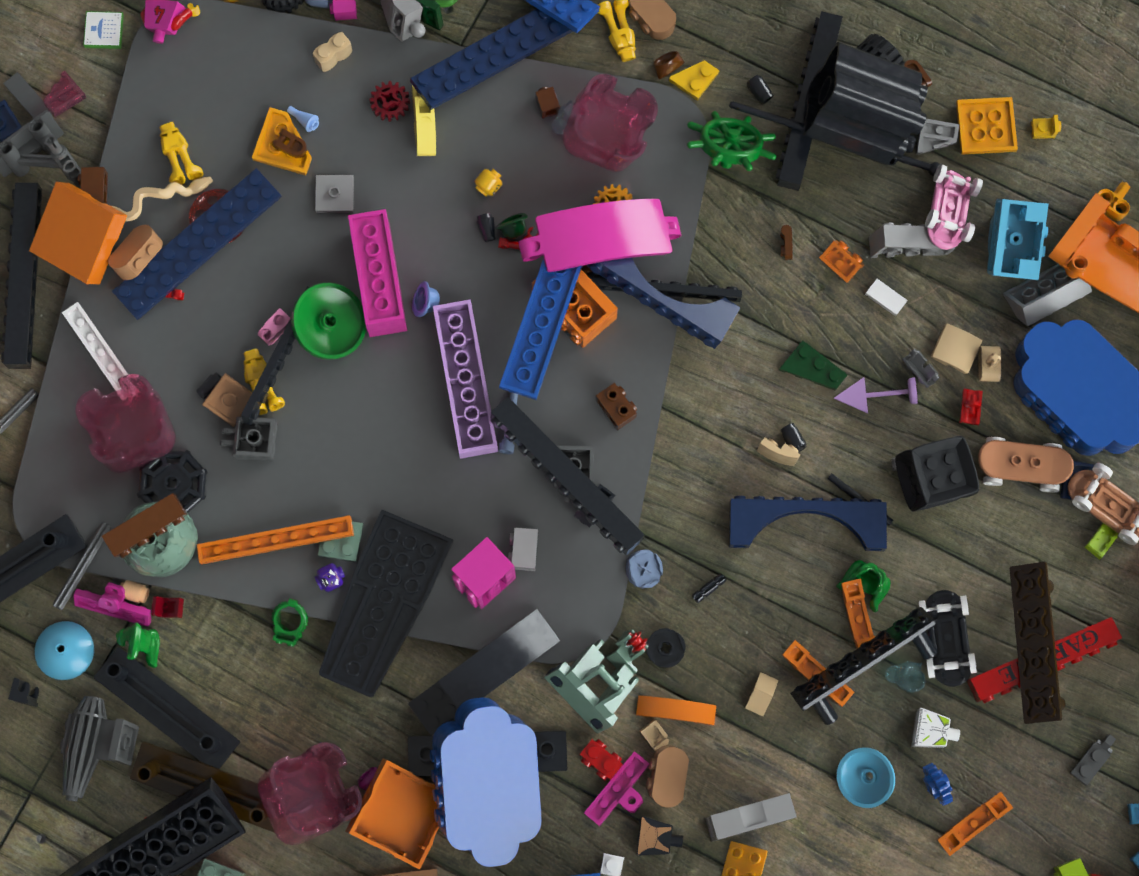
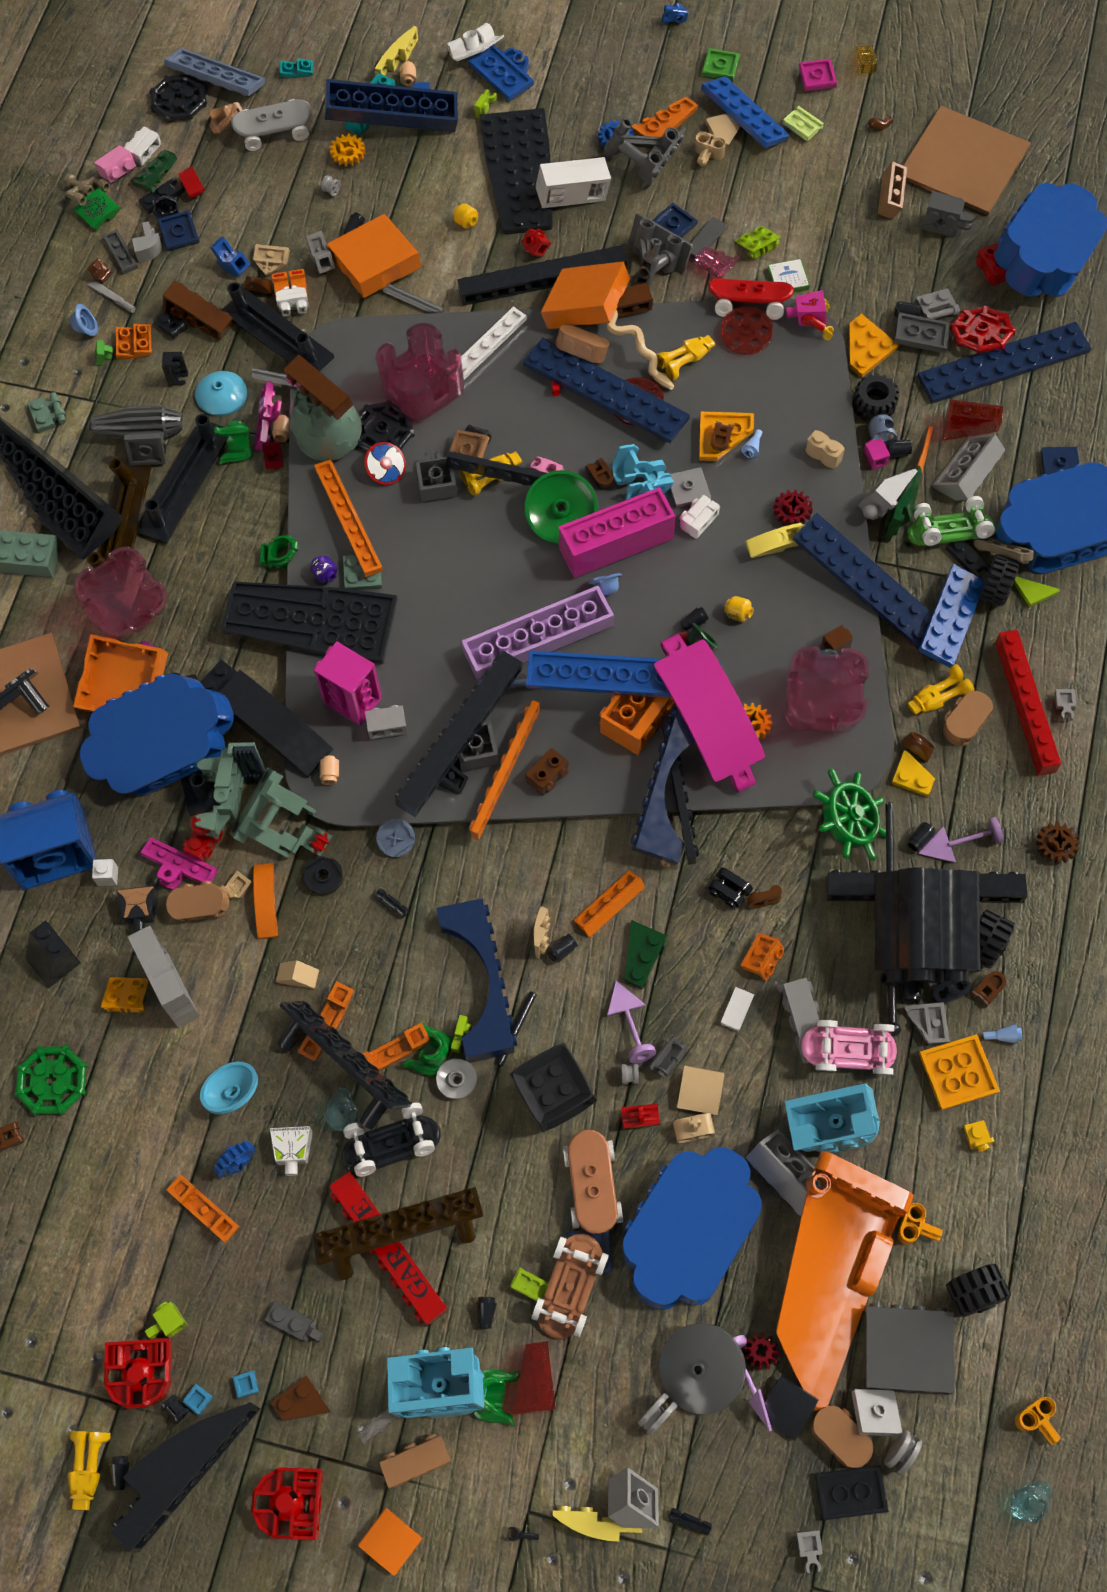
camera: 80 degrees right, 10 degrees down
(34, 855) = (41, 415): none -> sand green plate
(49, 46) = (759, 241): none -> lime hinge
(122, 68) = (750, 292): none -> red piece
(170, 81) = (748, 336): none -> clear red wedge
(219, 488) = (385, 463): none -> shield
(300, 271) = (603, 477): none -> reddish brown plate
(301, 244) = (627, 467): none -> medium azure piece
(373, 191) = (699, 516): none -> white brick
(549, 713) = (229, 772): none -> sand green container
(561, 617) = (329, 770): none -> light nougat brick
(610, 451) = (501, 776): none -> orange plate
(756, 385) = (609, 903): none -> orange slope
(769, 282) = (732, 898): none -> black brick
(771, 75) = (940, 846): none -> lavender piece
(853, 548) = (462, 1028): none -> lime plate
(906, 557) = (456, 1069): none -> light grey dish
(928, 406) = (630, 1074): none -> light grey wheel
(961, 73) = (1008, 1034): none -> light blue cone
(1115, 584) = (486, 1309): none -> black cone

